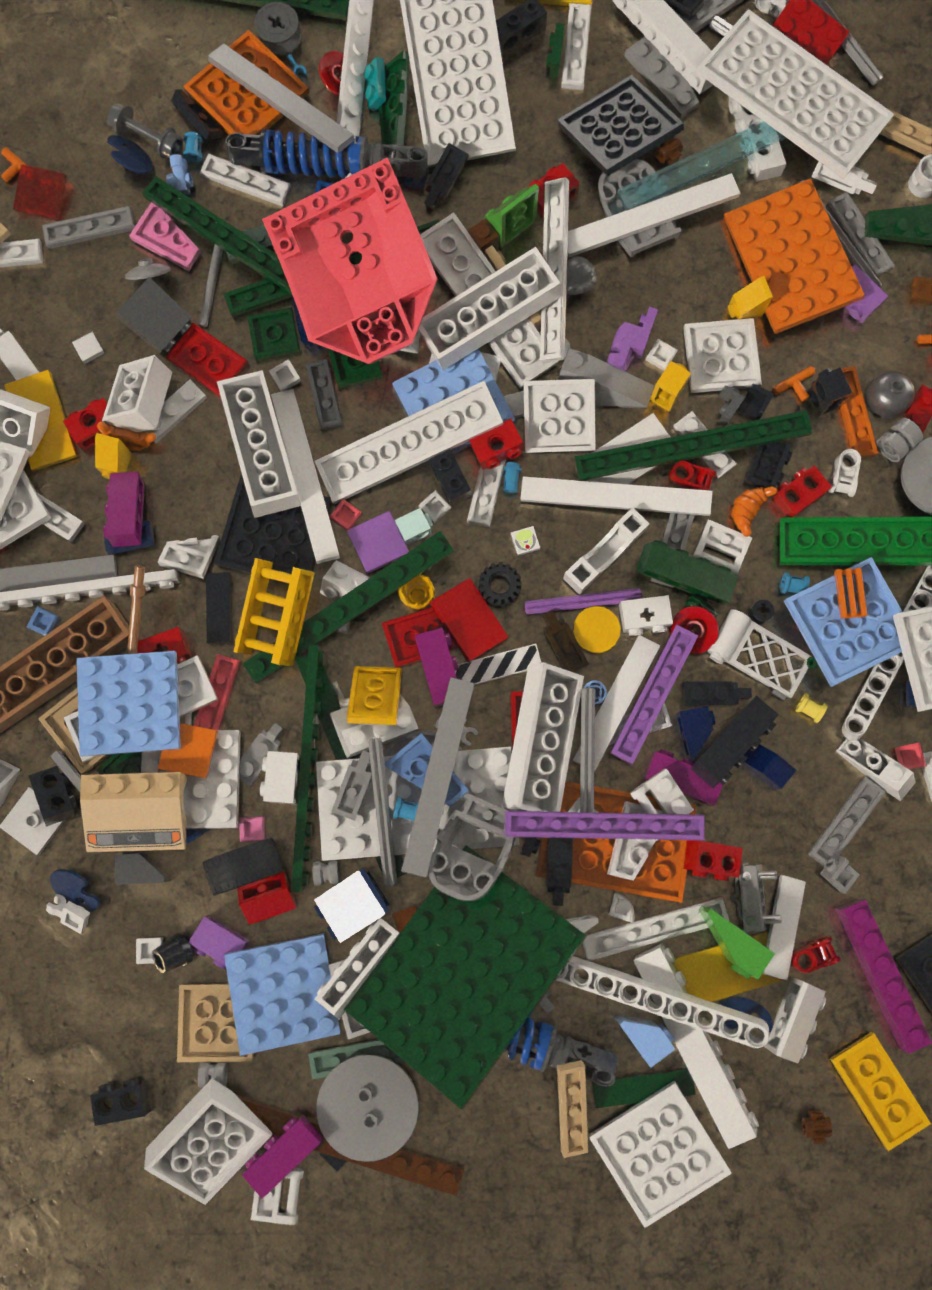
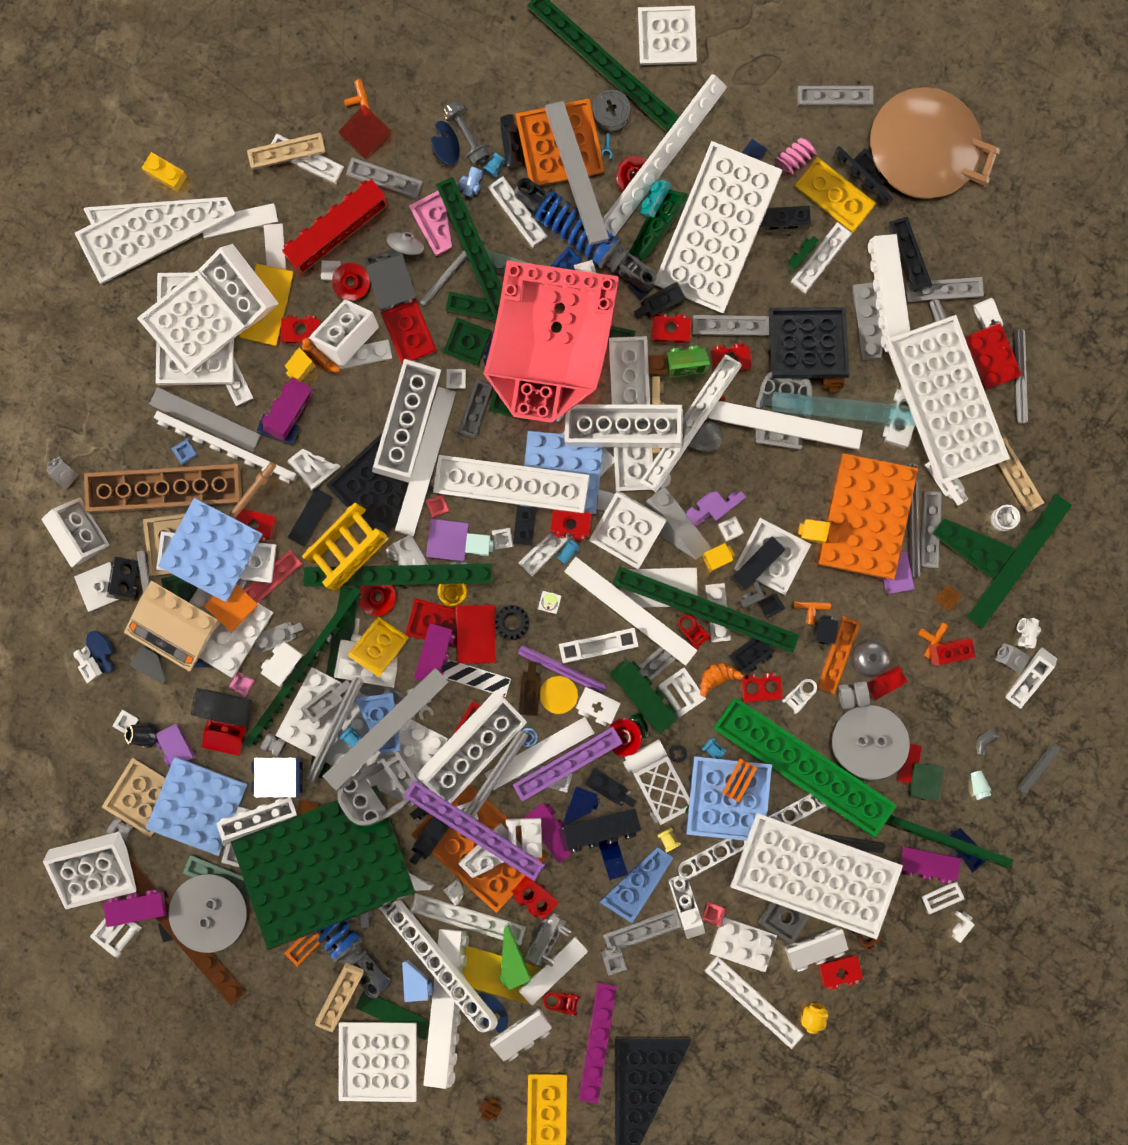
camera: 30 degrees right, 5 degrees up
(63, 297) = (335, 226): none -> red brick
(114, 335) = (353, 272): none -> red dish
(122, 1107) = (48, 814): black brick -> none
(354, 647) = (371, 605): none -> red dish
(469, 208) = (659, 331): none -> red brick
(492, 1096) = (292, 958): none -> orange tile
(530, 159) = (730, 325): none -> light grey plate
(714, 367) = (758, 563): none -> black tile
(811, 785) = (638, 885): none -> medium blue wing

